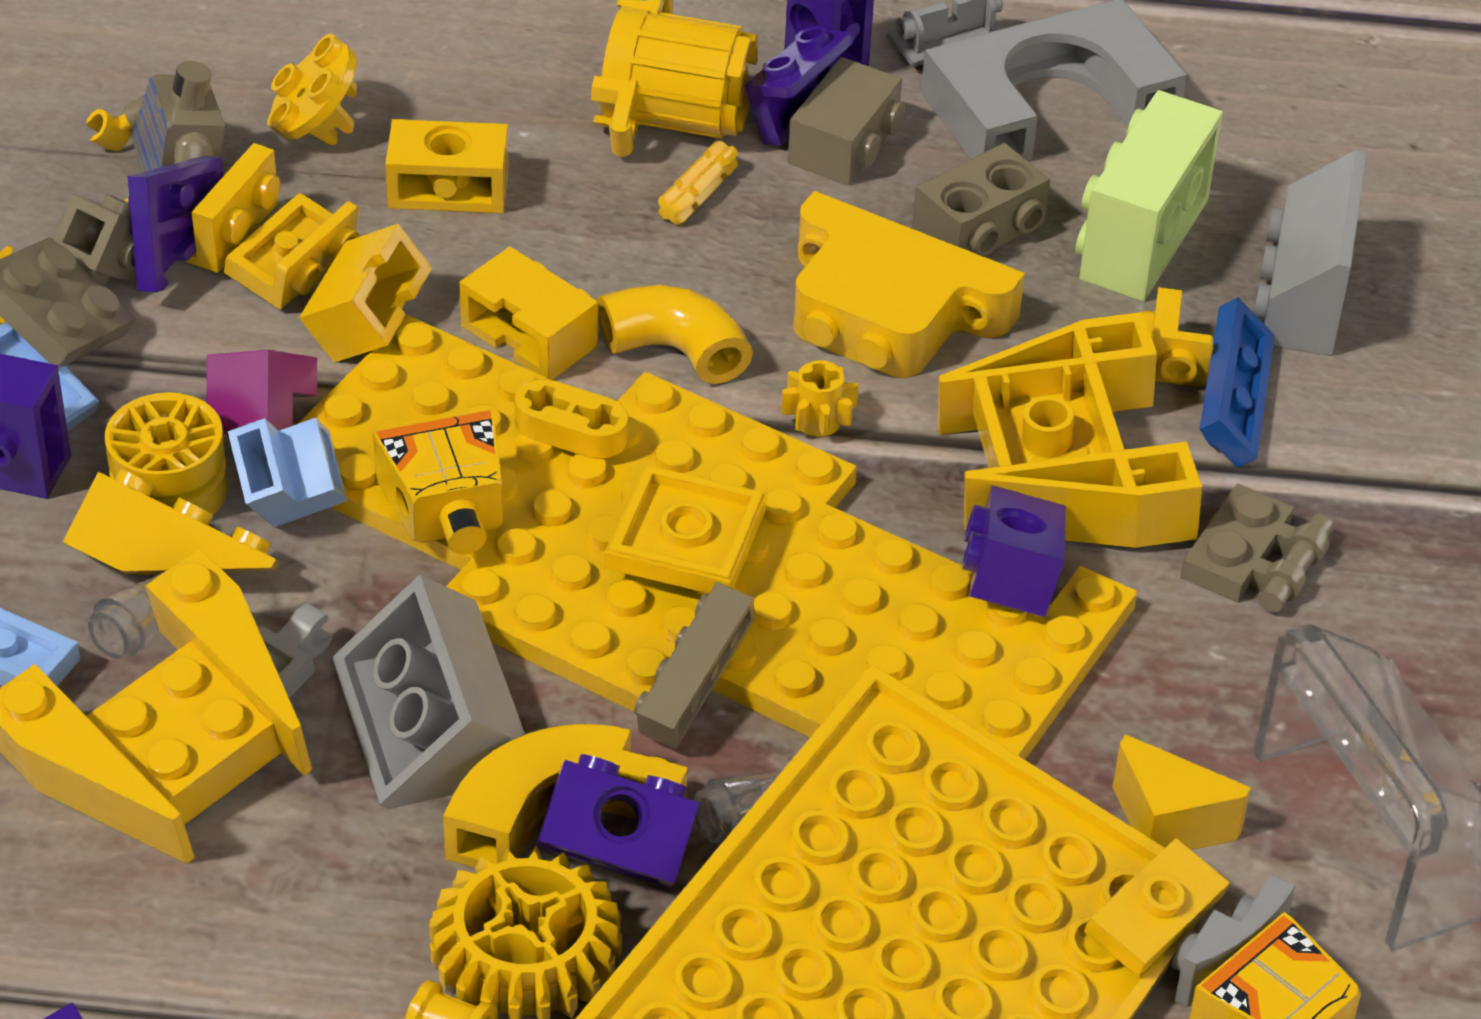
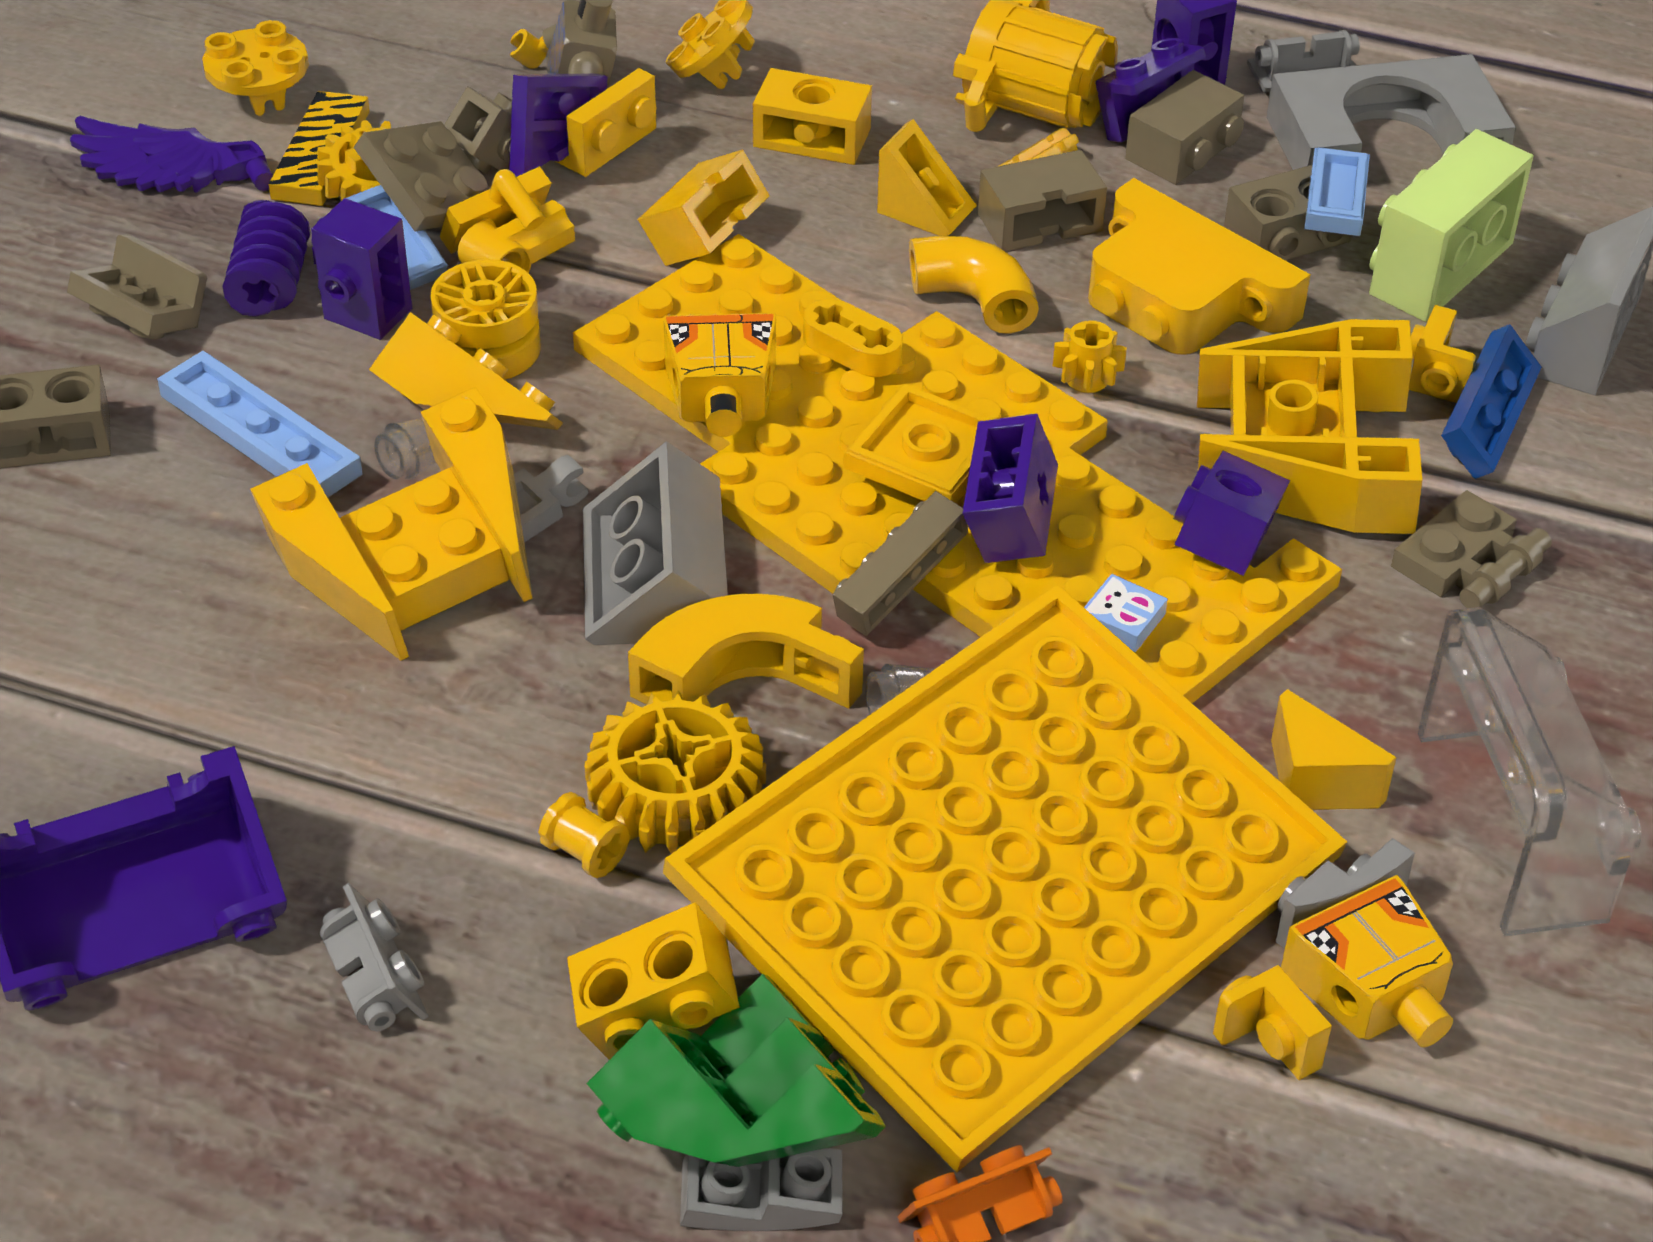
camera: 15 degrees right, 0 degrees up
(153, 315) = (505, 200): none -> yellow plate
(171, 362) = (516, 244): none -> yellow piece
(258, 386) = (579, 269): magenta piece -> none
(287, 470) = (584, 343): light blue piece -> none
(292, 249) = (651, 164): yellow bracket -> none
(530, 311) = (848, 245): yellow brick -> none
(575, 826) = (807, 717): dark purple brick -> none
(587, 231) = (919, 185): none -> yellow slope
(718, 226) = (1041, 199): none -> dark tan brick
(792, 565) = (1010, 488): none -> dark purple brick
(941, 675) = (1127, 610): none -> tile
(1028, 176) = (1337, 191): none -> light blue tile
(1156, 907) = (1273, 849): yellow plate -> none

